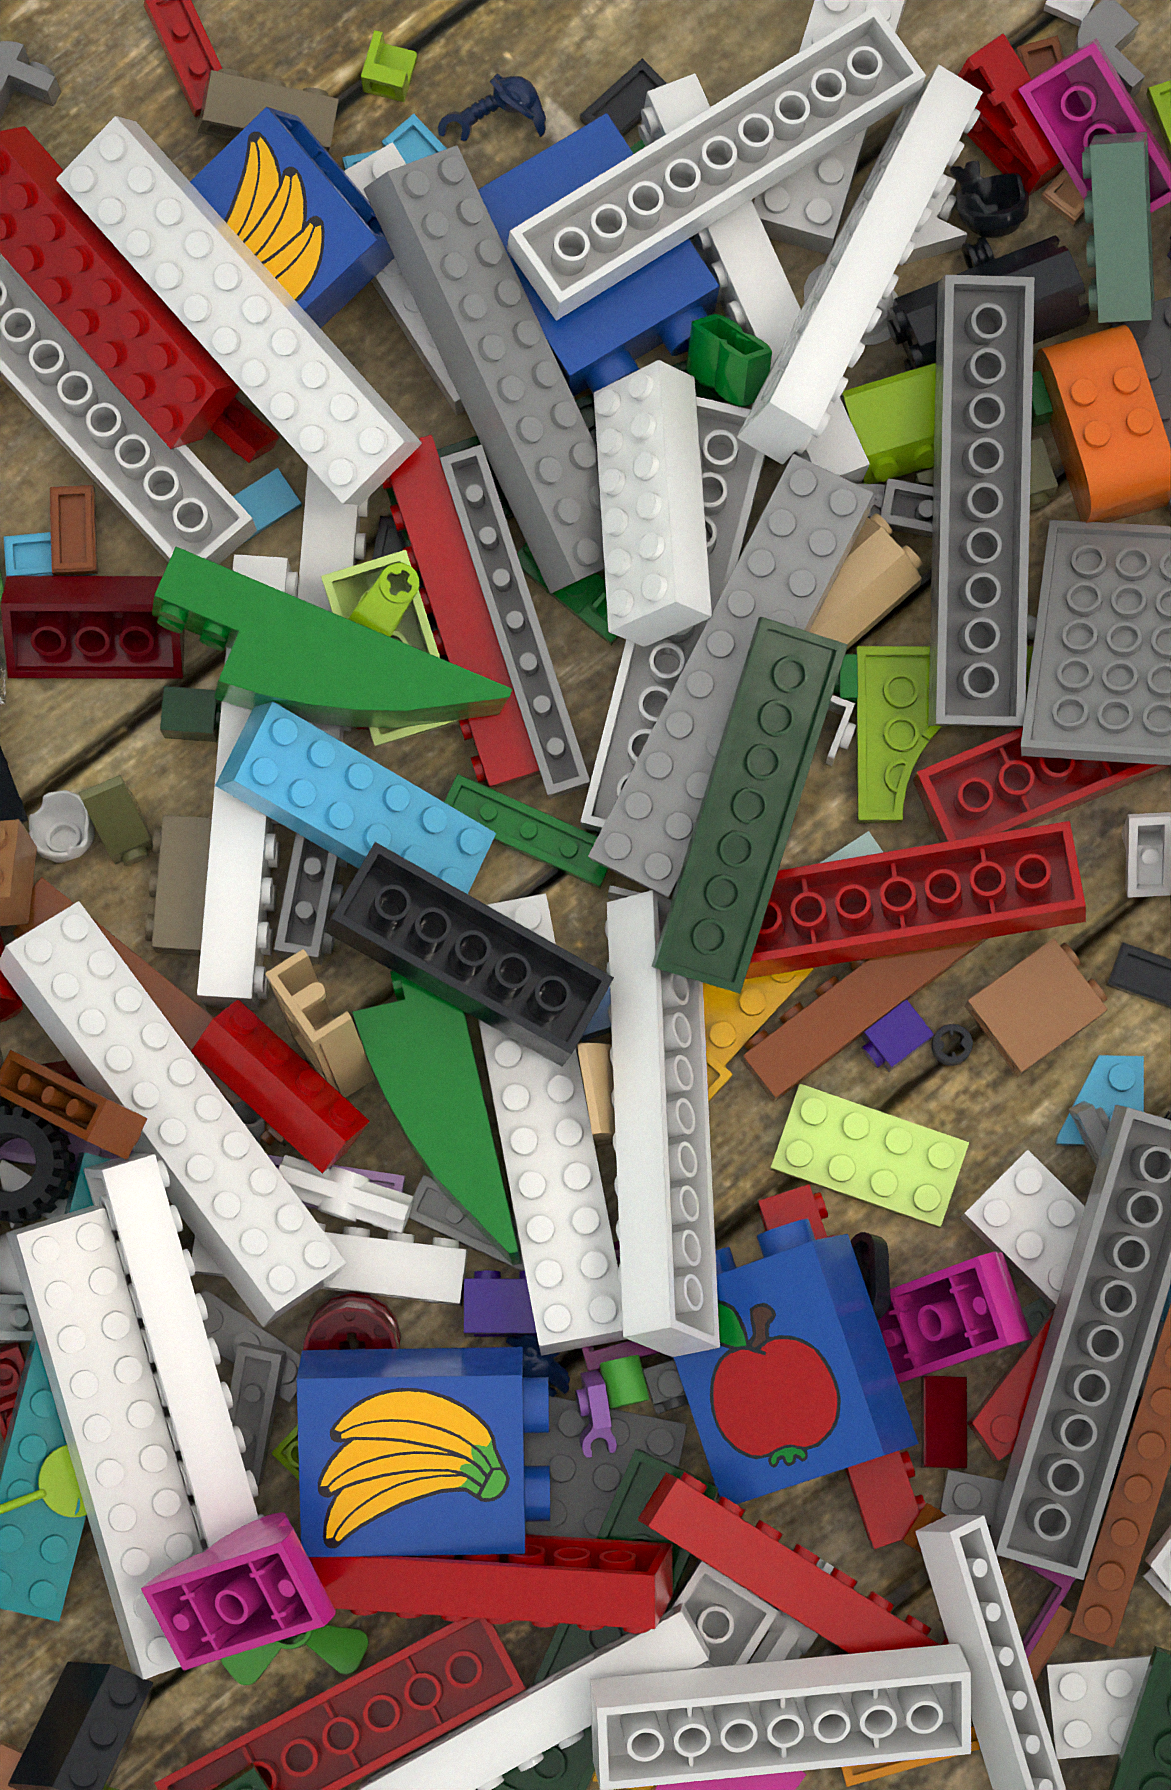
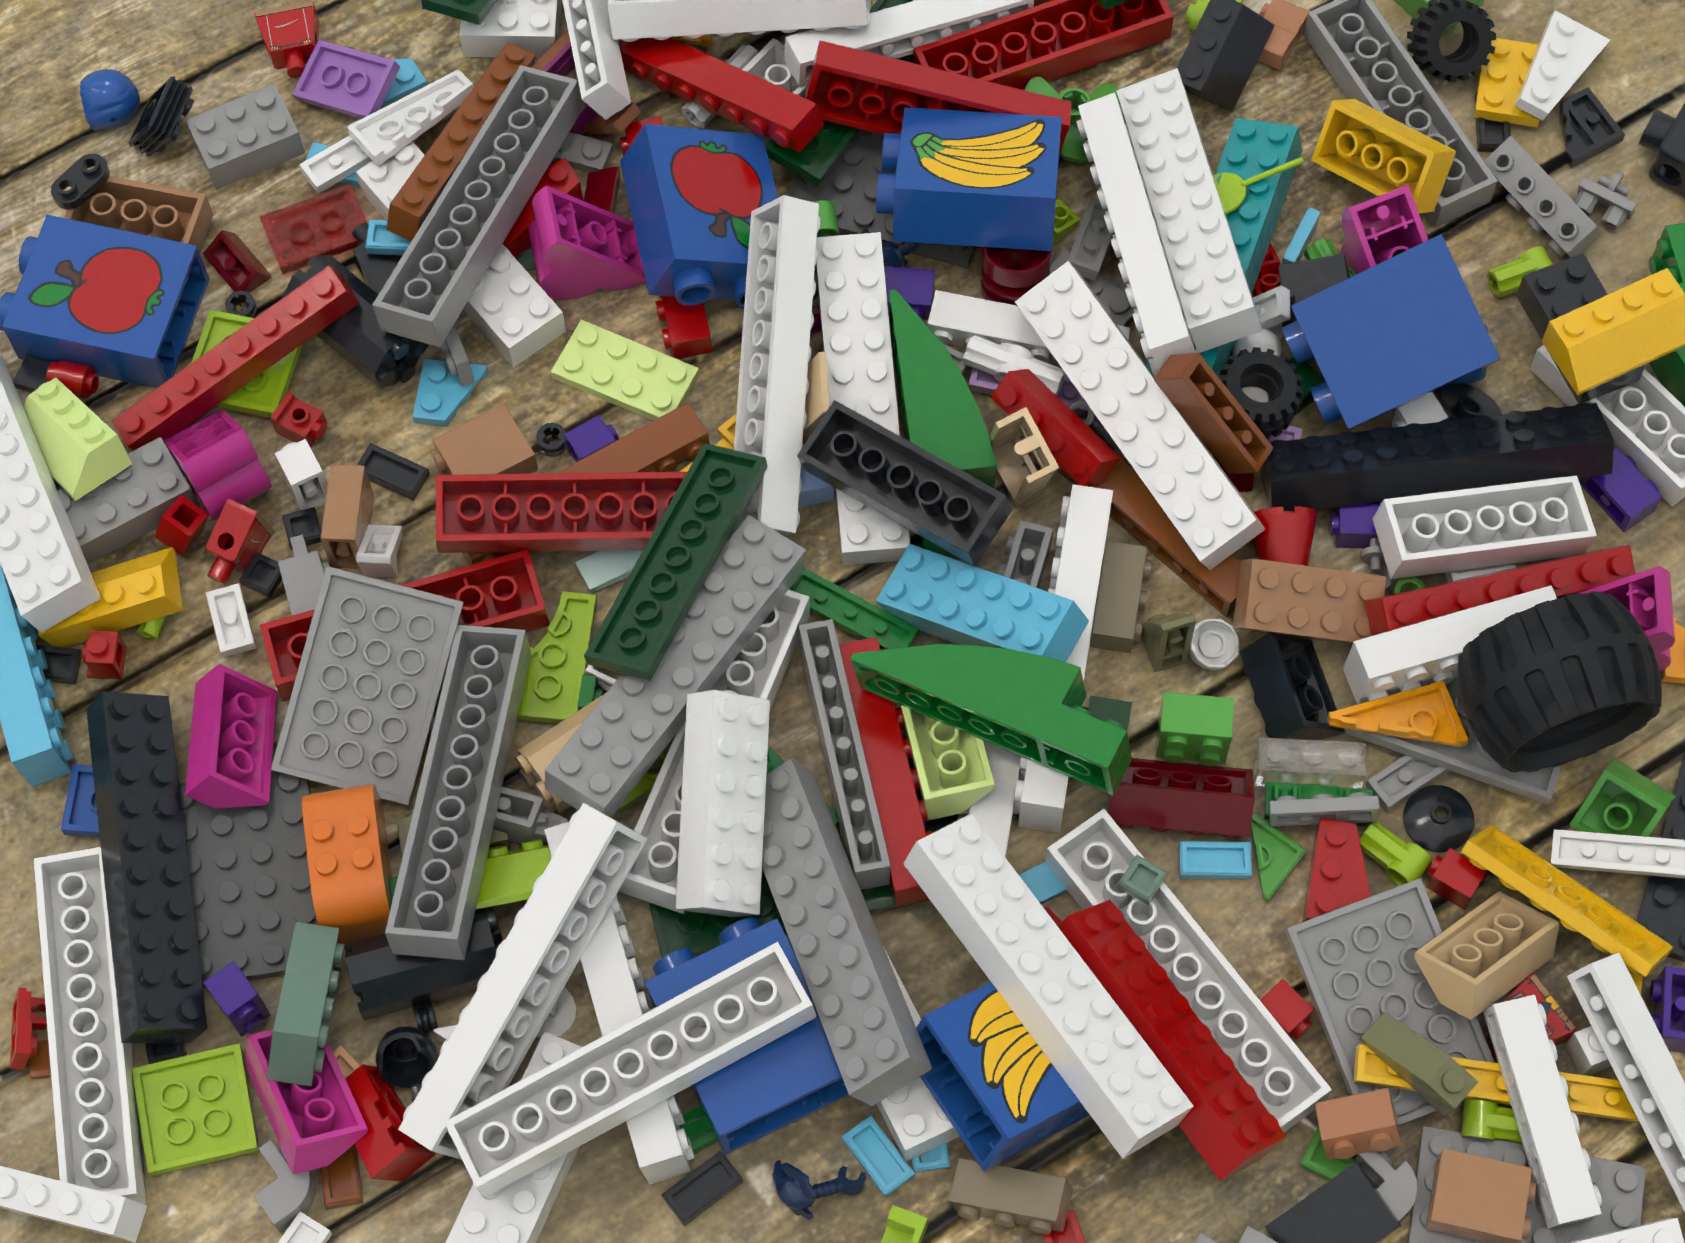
camera: 175 degrees left, 15 degrees down
(73, 530) = (1194, 869): dark orange tile -> none
(79, 700) = (1194, 728): none -> bright green brick
(133, 484) = (1142, 879): none -> sand green tile
(239, 1594) = (1100, 85): dark pink brick -> none
(379, 607) = (944, 753): lime piece -> none
(593, 1403) = (846, 210): medium lavender plate -> none
(728, 359) = (650, 929): green brick -> none
(873, 1262) = (634, 286): black plate -> none

